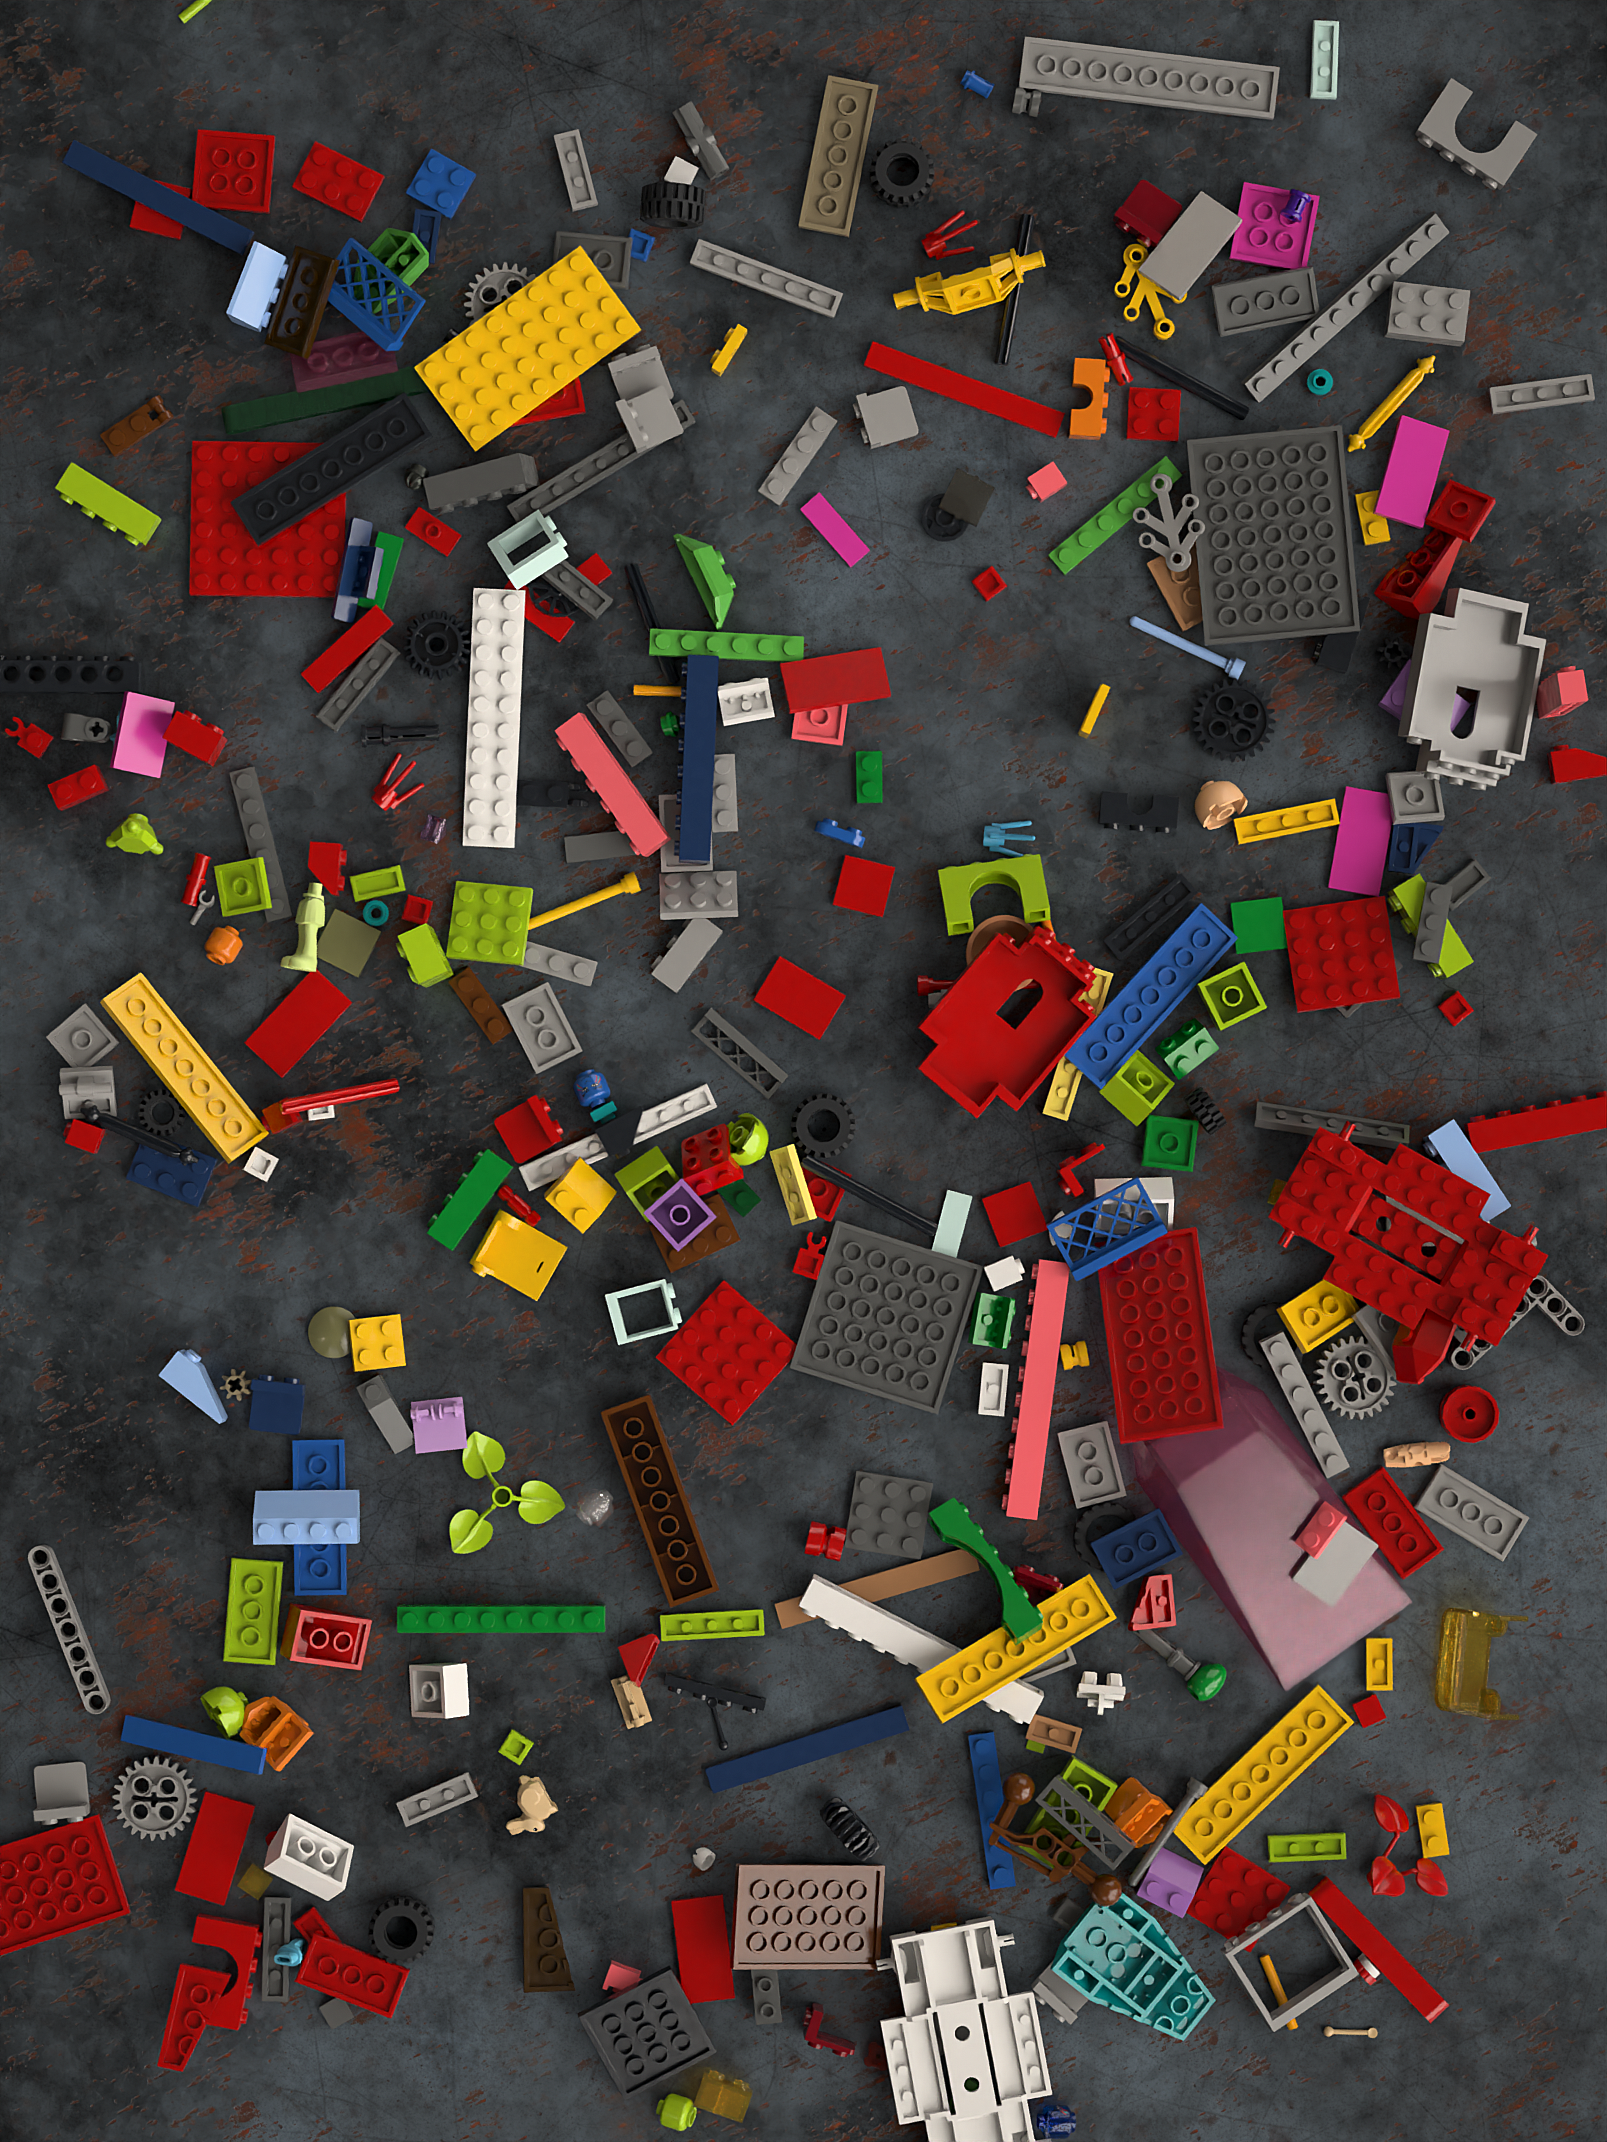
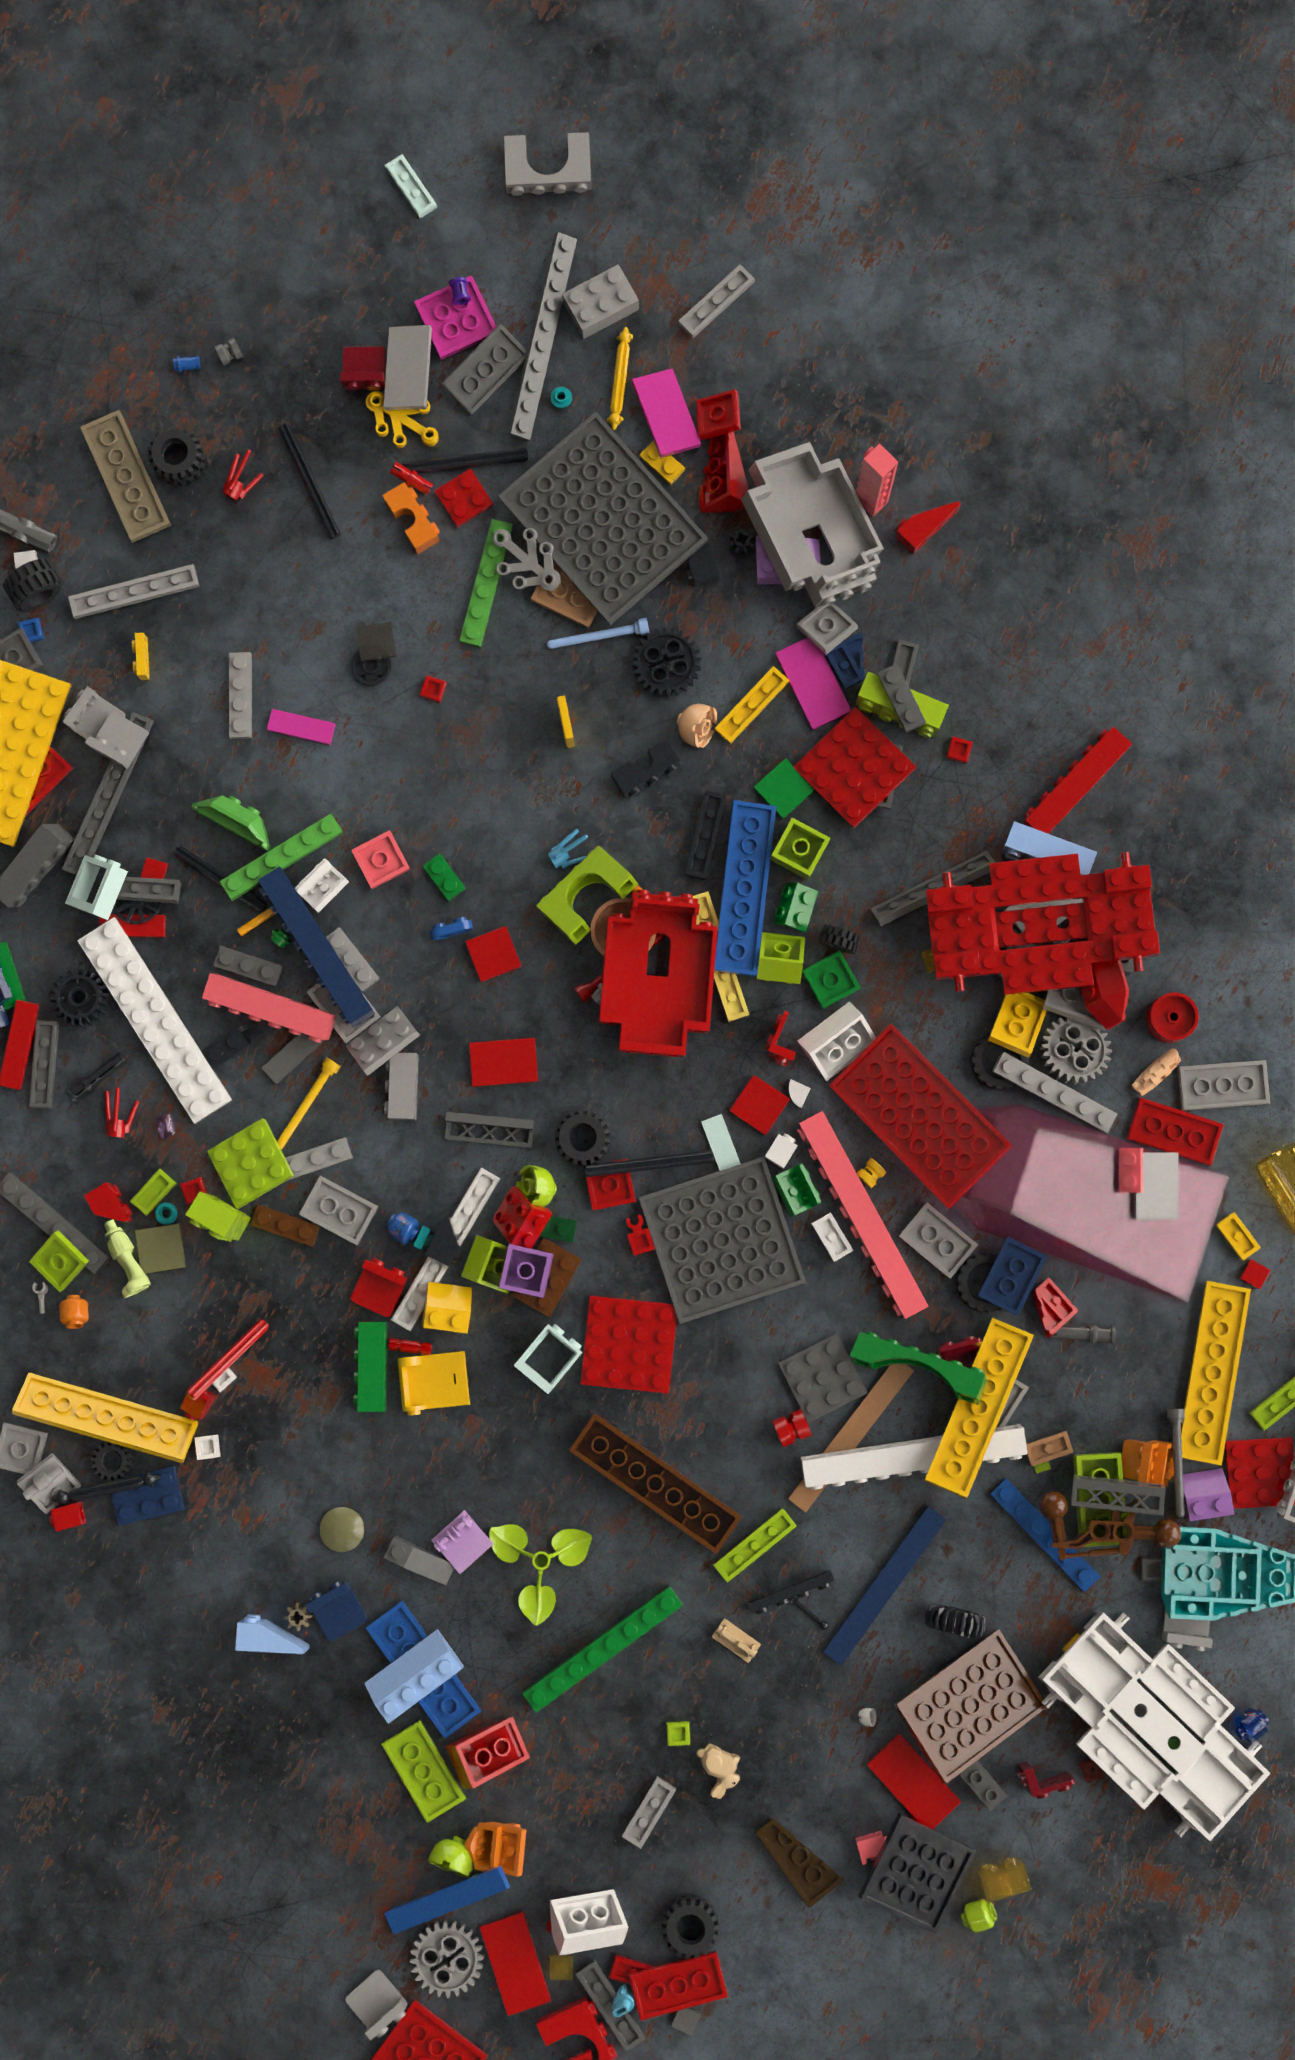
camera: 25 degrees left, 5 degrees down
(68, 1642) = (288, 1879): light grey beam -> none
(195, 879) = (22, 1279): red pin -> none
(298, 1022) = (165, 1328): red tile -> none
(376, 1342) = (377, 1515): yellow plate -> none
(433, 531) = (23, 922): red plate -> none
(439, 1690) = (595, 1732): white slope -> none
(595, 1507) = (613, 1521): clear head -> none
(638, 1656) = (719, 1606): red slope -> none
(793, 1184) = (590, 1193): light yellow plate -> none
(835, 680) = (373, 827): red tile -> none
(885, 417) = (281, 626): light grey bracket -> none
(964, 389) = (322, 571): red tile -> none
(973, 288) = (278, 498): yellow plate -> none
(1045, 482) = (422, 593): coral brick -> none
(1111, 1691) = (1067, 1389): white hips -> none
(1117, 1248) = (848, 1075): blue fence -> none
(1149, 78) = (300, 278): light grey plate -> none
(1206, 1681) = (1128, 1334): green animal -> none
(1529, 1301) = (1164, 905): light grey beam -> none

